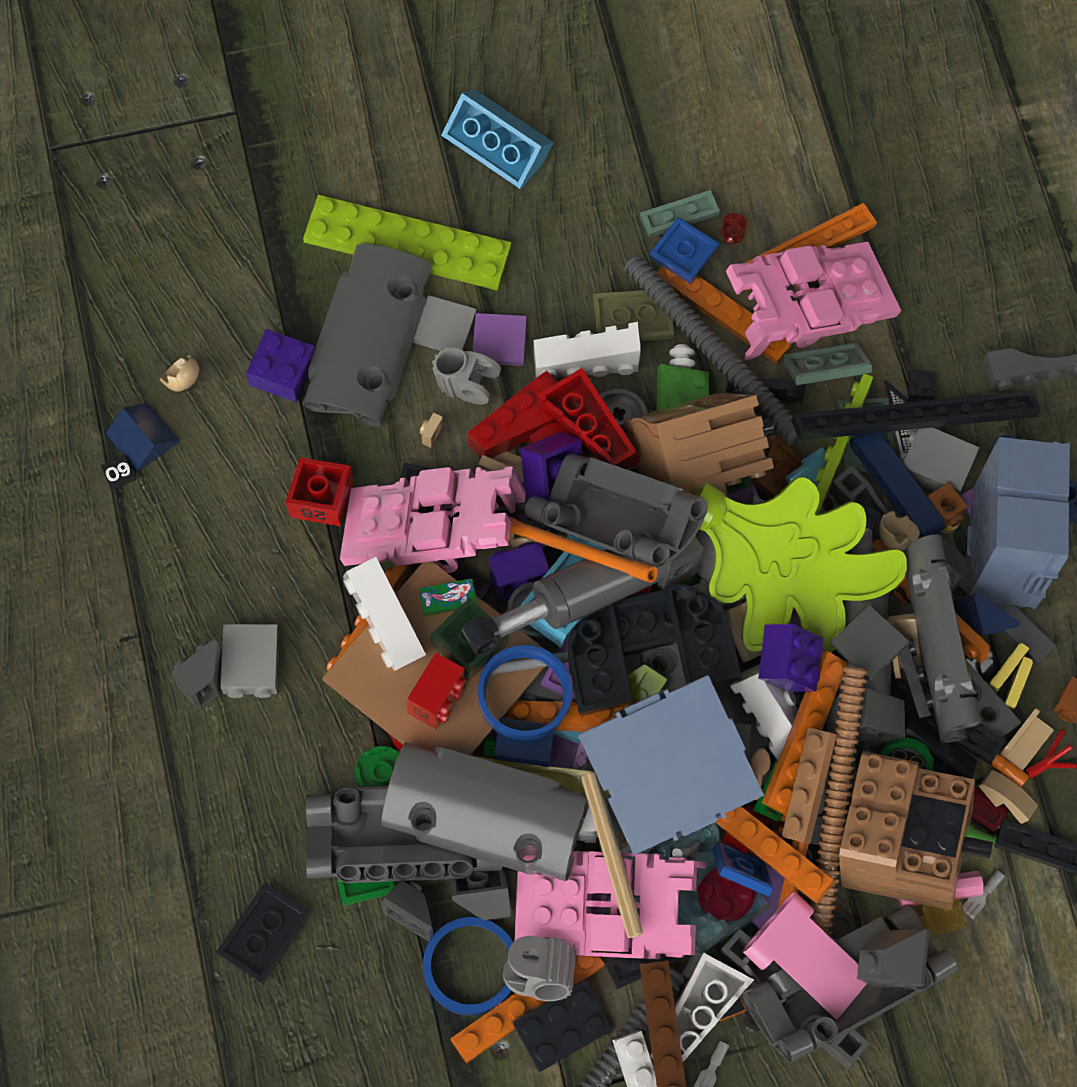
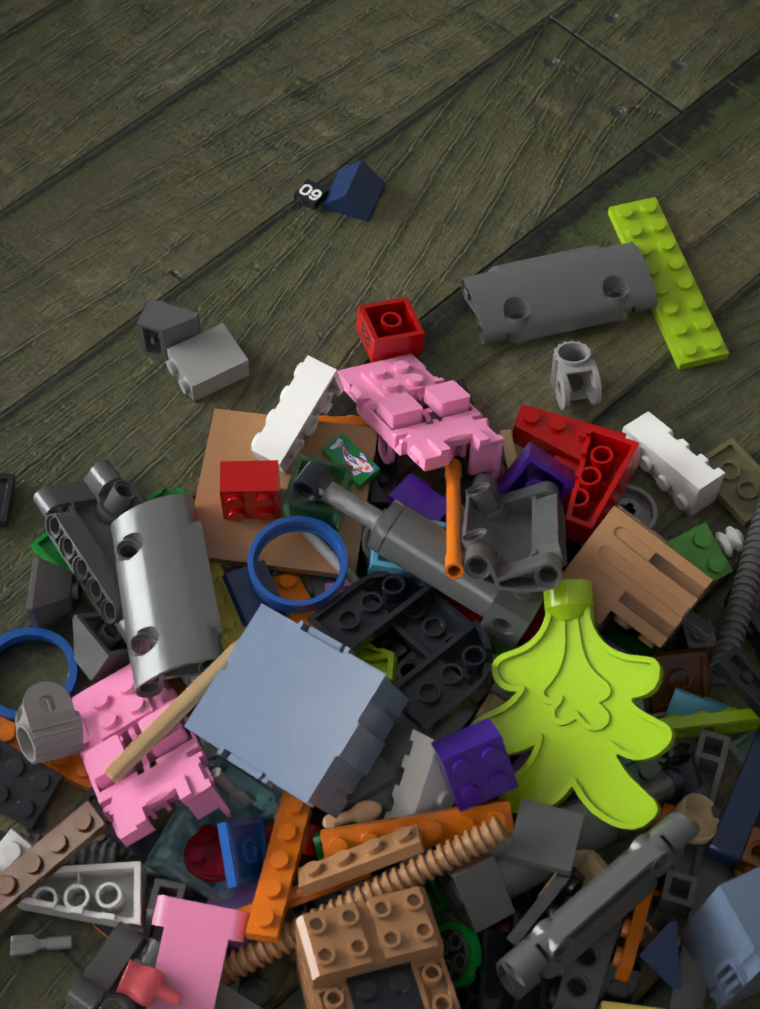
camera: 60 degrees right, 10 degrees down
(181, 374) = (423, 188): tan hair -> none
(280, 365) = (482, 245): dark purple brick -> none
(431, 429) = (508, 384): tan plate -> none
(444, 324) = (614, 346): light grey tile -> none
(500, 338) = (633, 392): medium lavender tile -> none
(810, 997) = (145, 985): none -> coral piece

